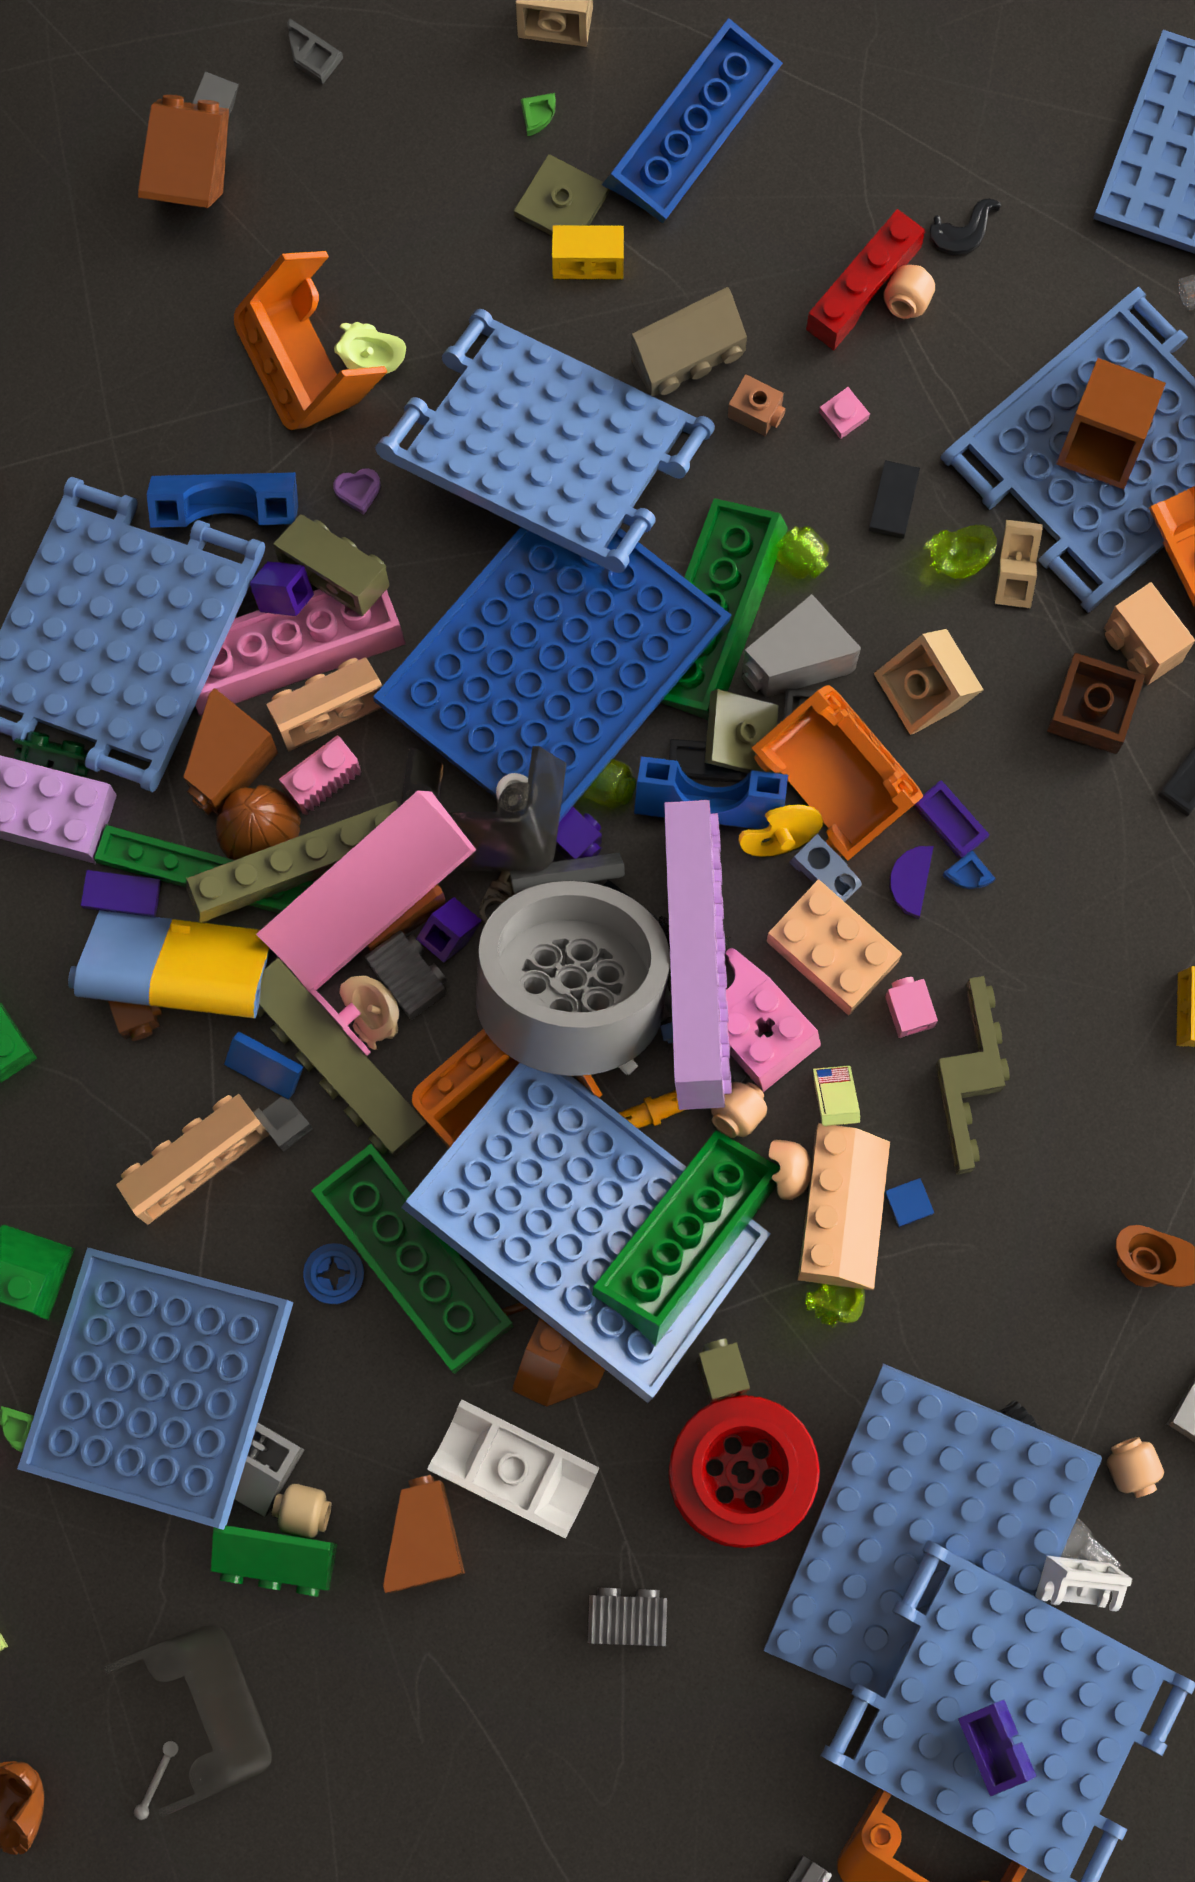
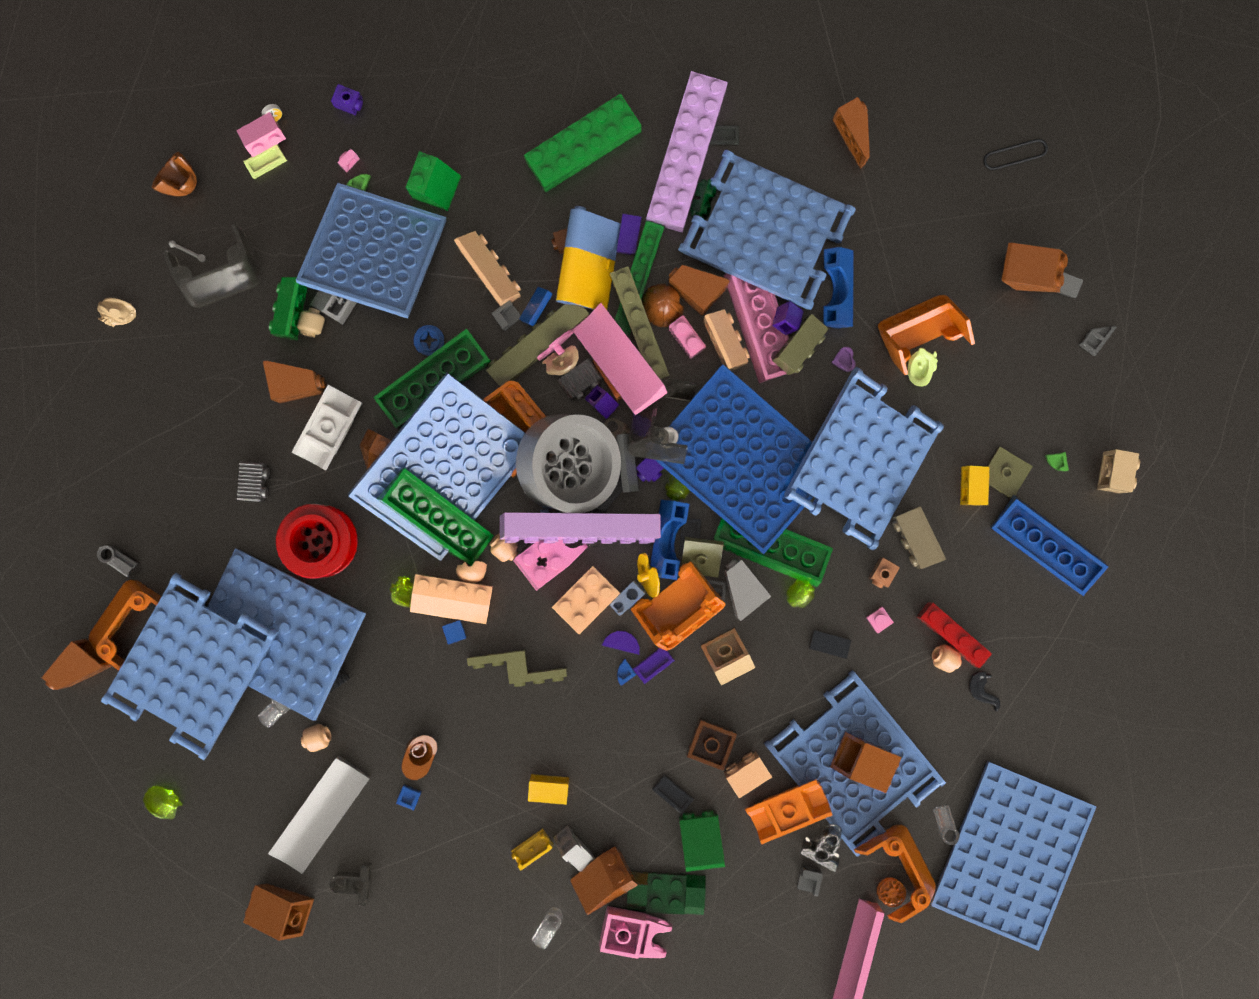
camera: 90 degrees right, 10 degrees up
(652, 1110) = (504, 500): light orange pin -> none
(722, 1370) = (366, 532): olive brick -> none
(836, 1095) = (508, 597): yellowish green tile -> none
(910, 1006) = (554, 638): bright pink brick -> none
(962, 551) = (799, 678): clear neon green hat -> none
(991, 1743) = (166, 659): dark purple piece -> none
(1018, 564) = (791, 708): tan slope -> none
(1082, 1582) = (257, 707): white hinge -> none

